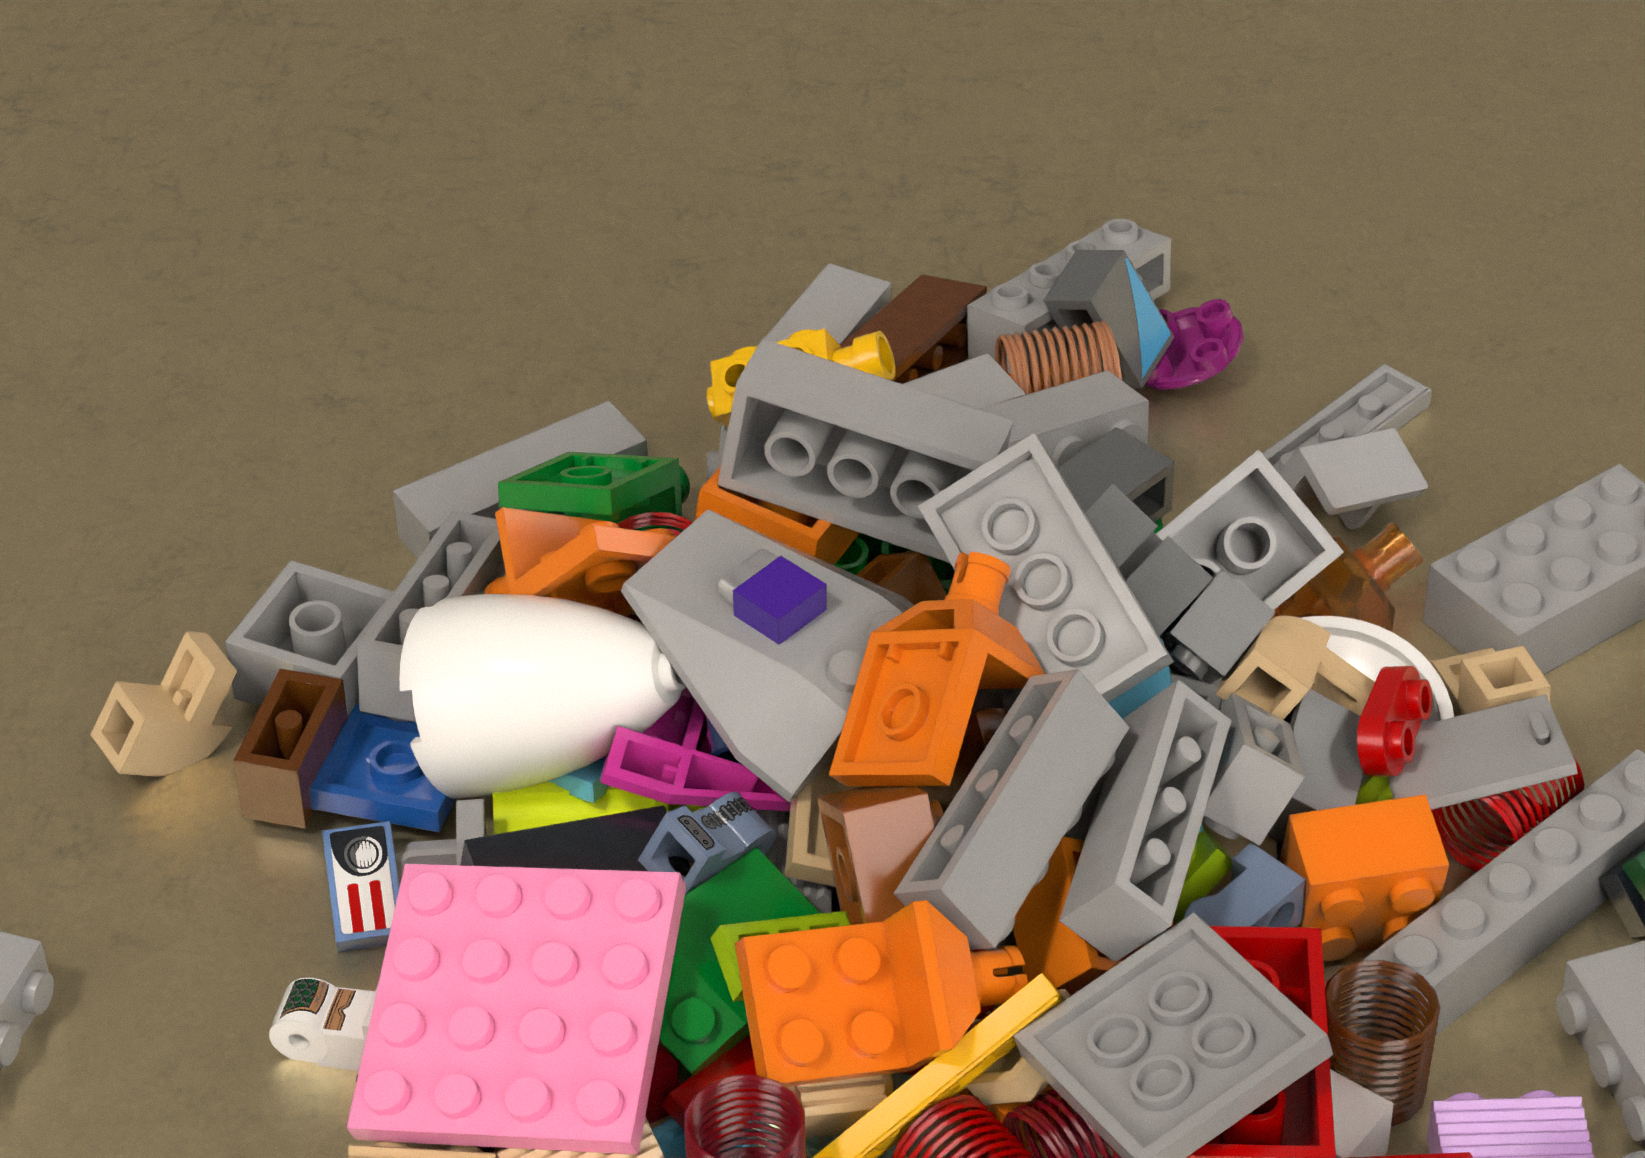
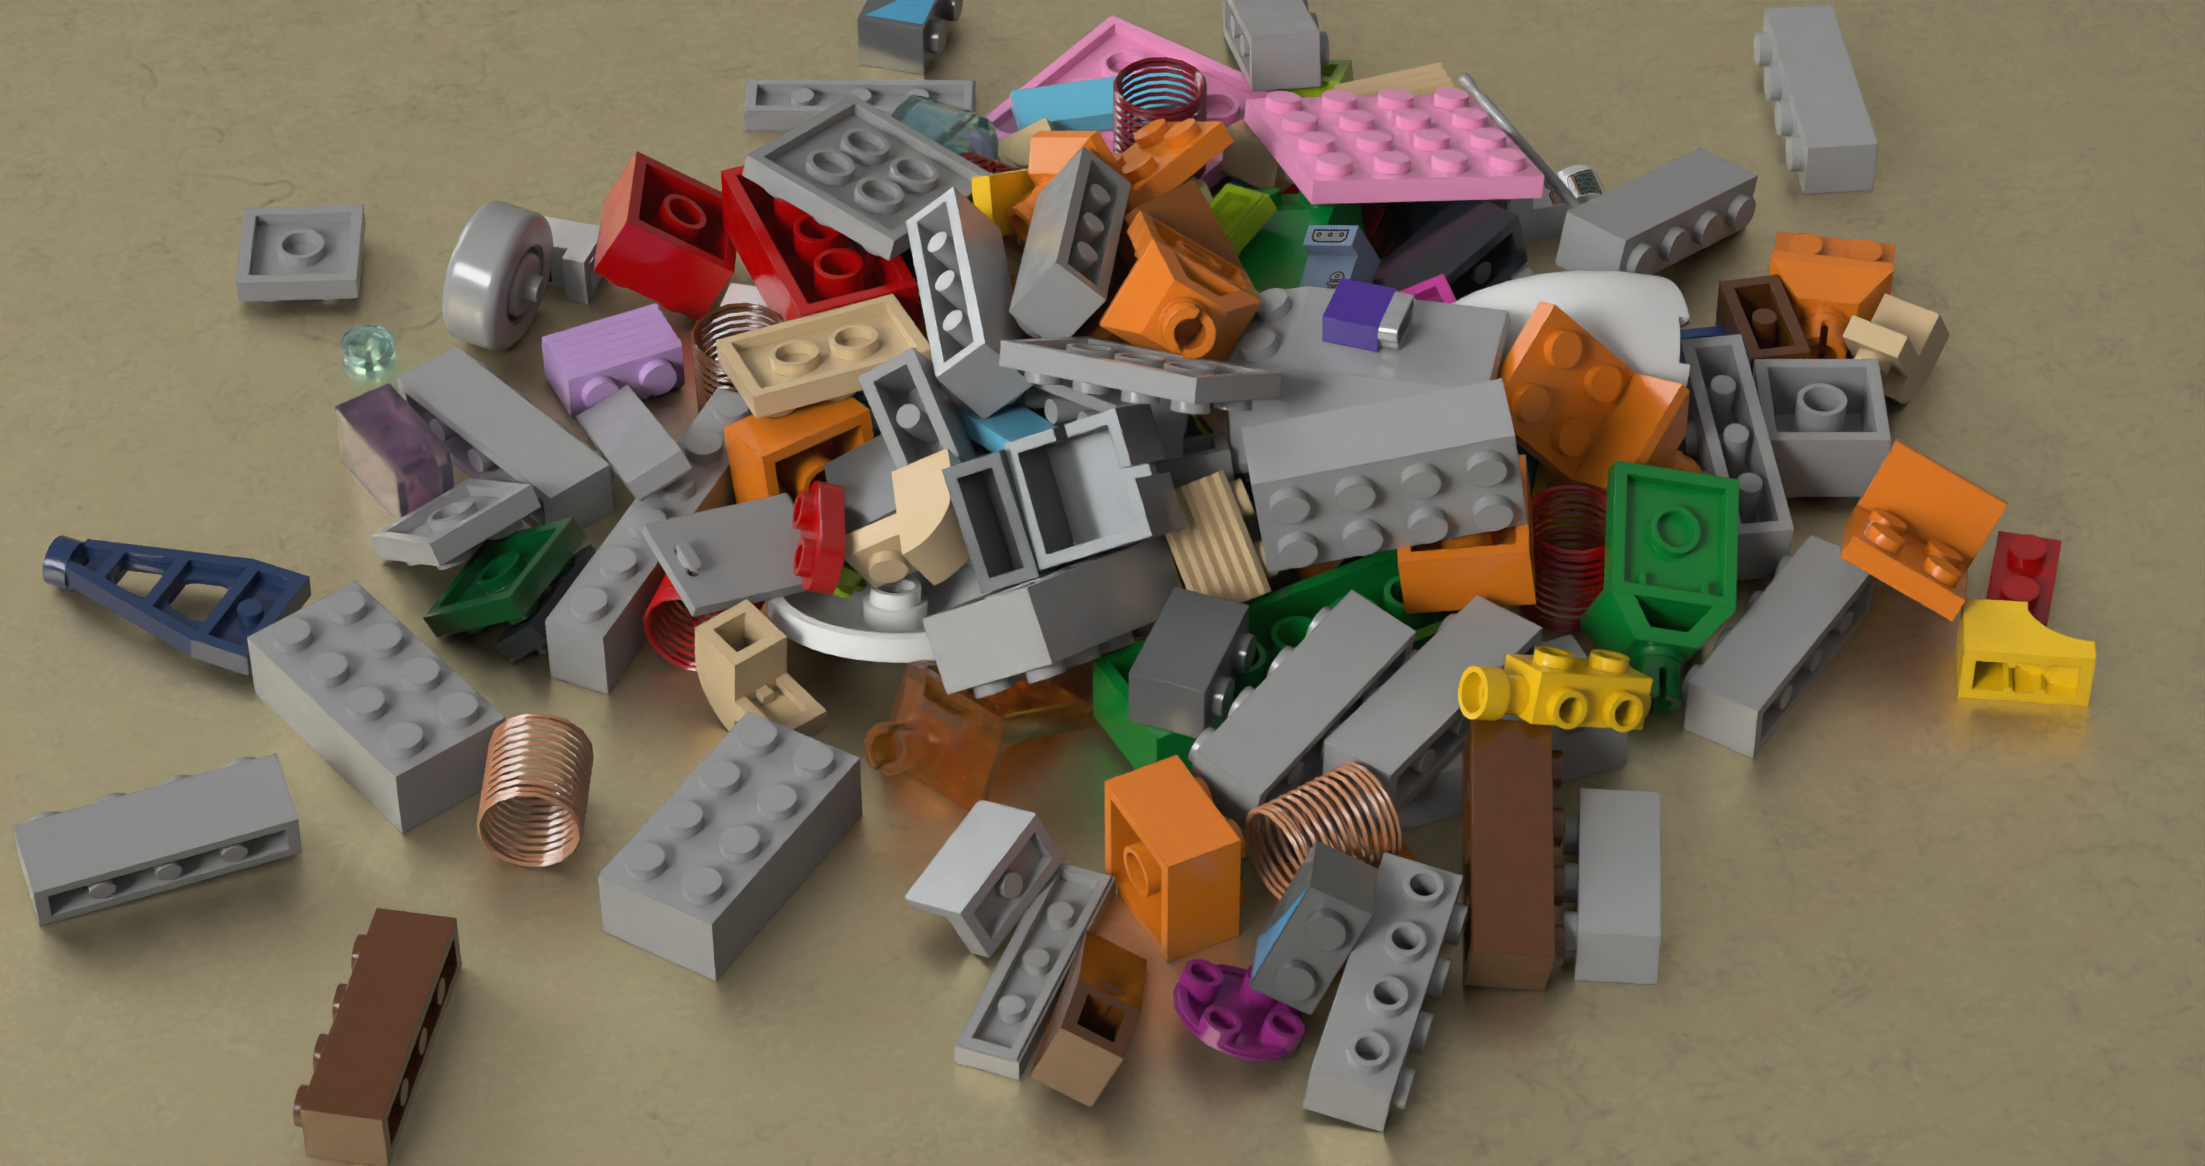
camera: 155 degrees right, 0 degrees up
(163, 821) = (1831, 283): none -> orange plate
(260, 503) = (2025, 571): none -> red plate
(271, 909) = (1659, 216): none -> light grey brick
(342, 424) = (2017, 658): none -> yellow arch
(349, 506) = (1920, 528): none -> orange plate
(349, 982) = (1503, 123): none -> light grey piece
(1189, 411) = (1174, 857): none -> orange brick
(1311, 350) = (1092, 1020): none -> reddish brown slope
(1317, 868) = (817, 355): none -> tan plate
(1534, 962) = (634, 443): none -> light grey tile

